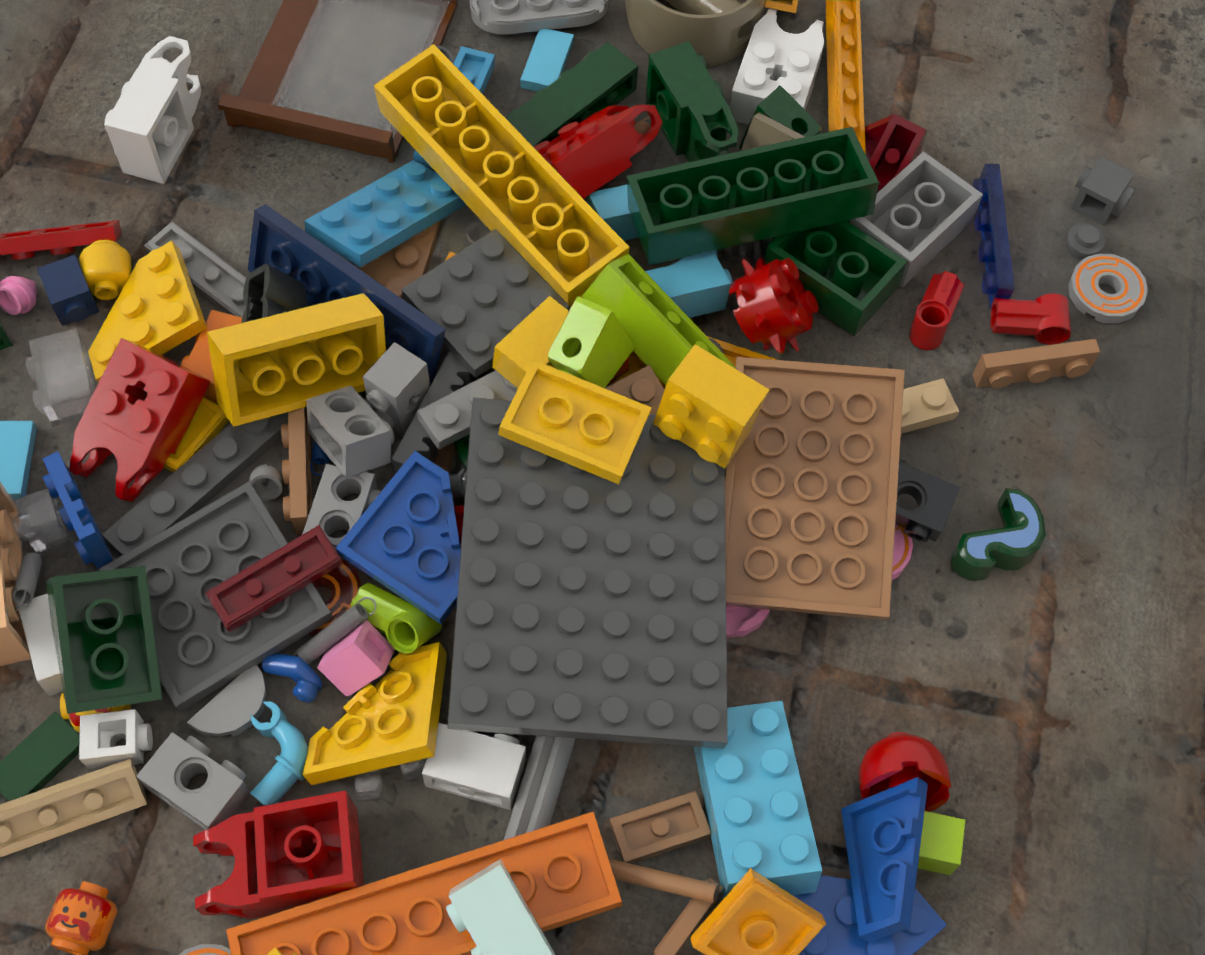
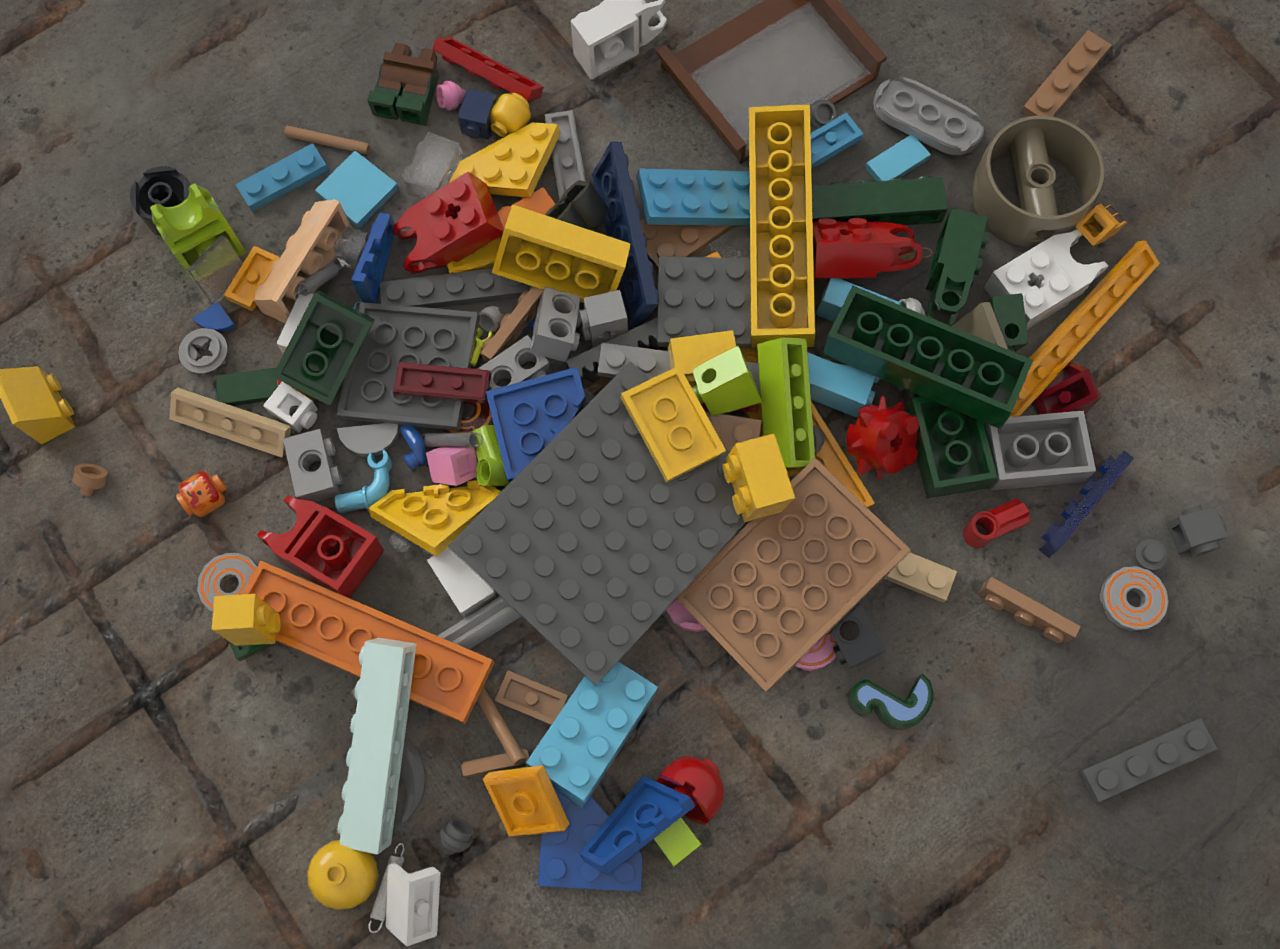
camera: 45 degrees right, 10 degrees up
(278, 517) = (478, 346): none -> neon yellow hand
(1044, 318) = (1064, 585): red piece -> none

